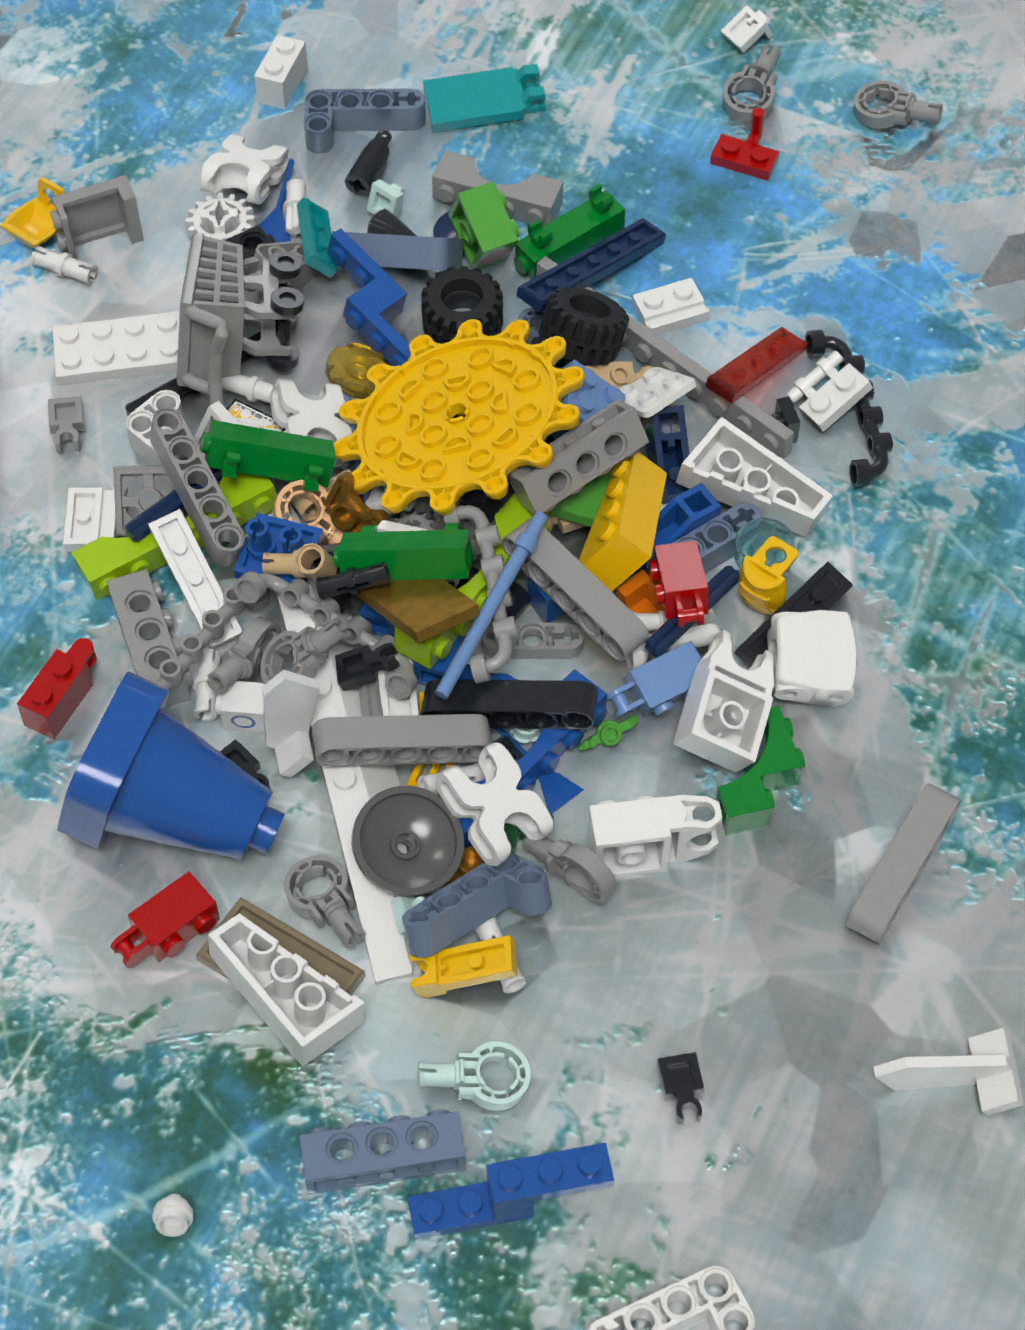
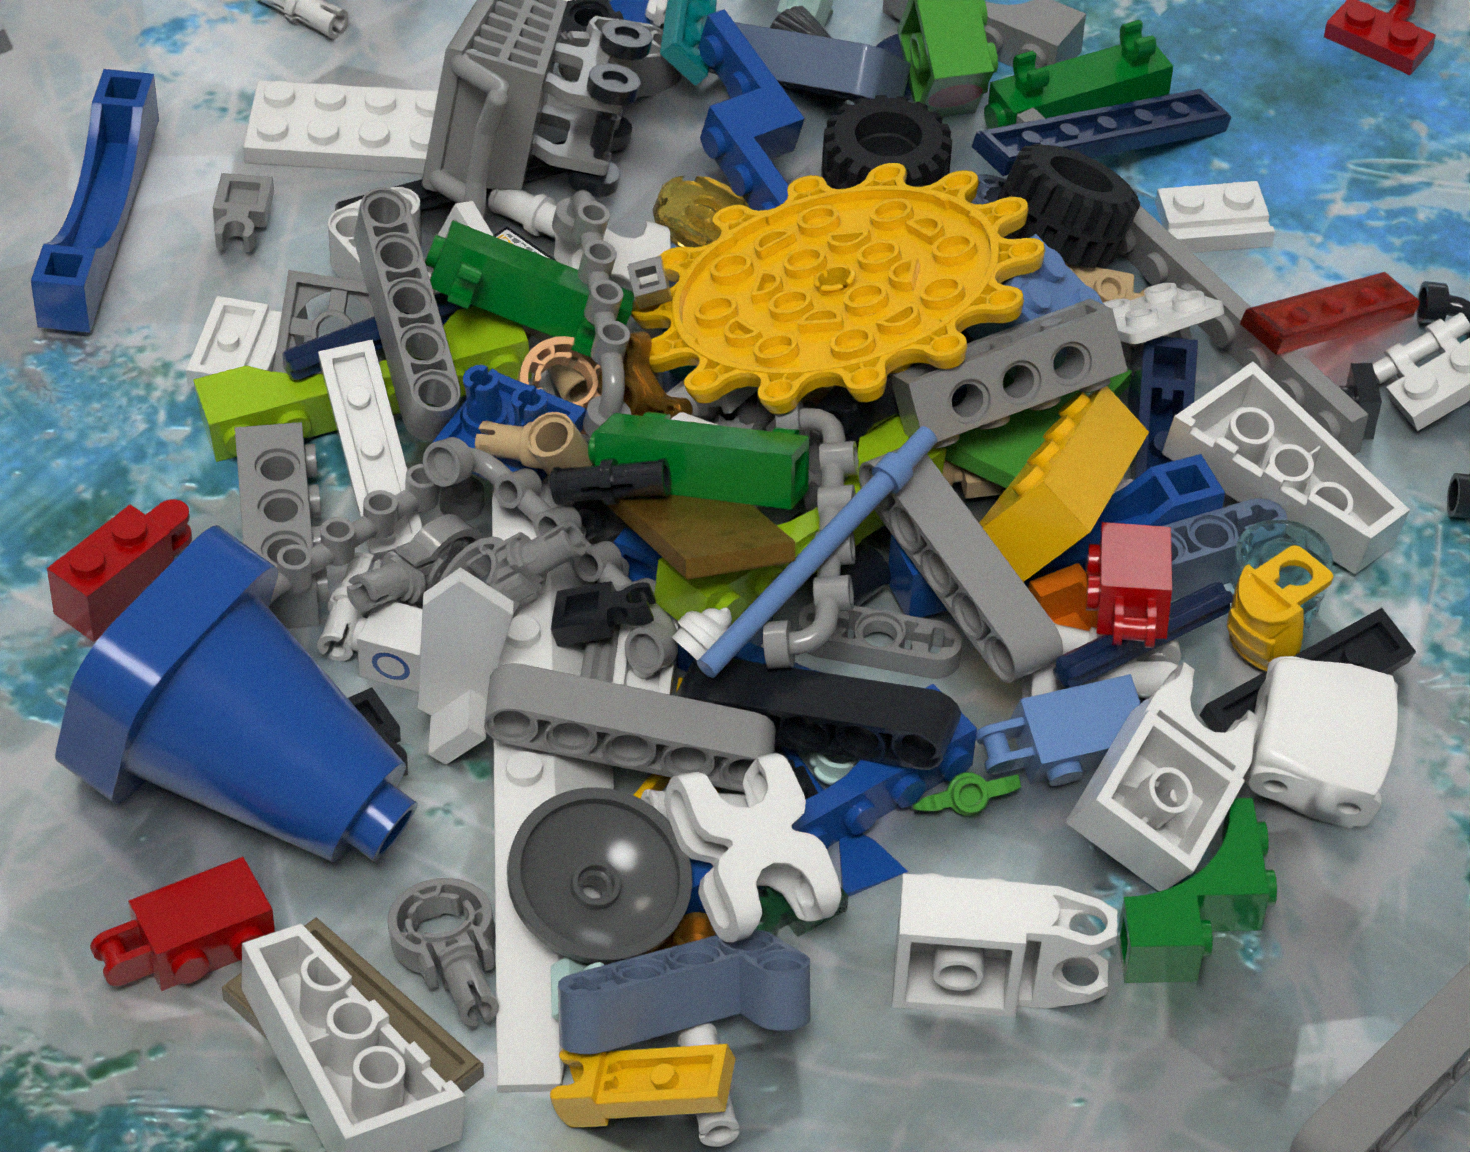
camera: 10 degrees right, 10 degrees down
(287, 399) = (585, 222): none -> light grey bar
(344, 437) = (653, 292): none -> light grey piece
(432, 668) = (702, 629): none -> white plate
(576, 865) = (865, 972): light grey pin -> none

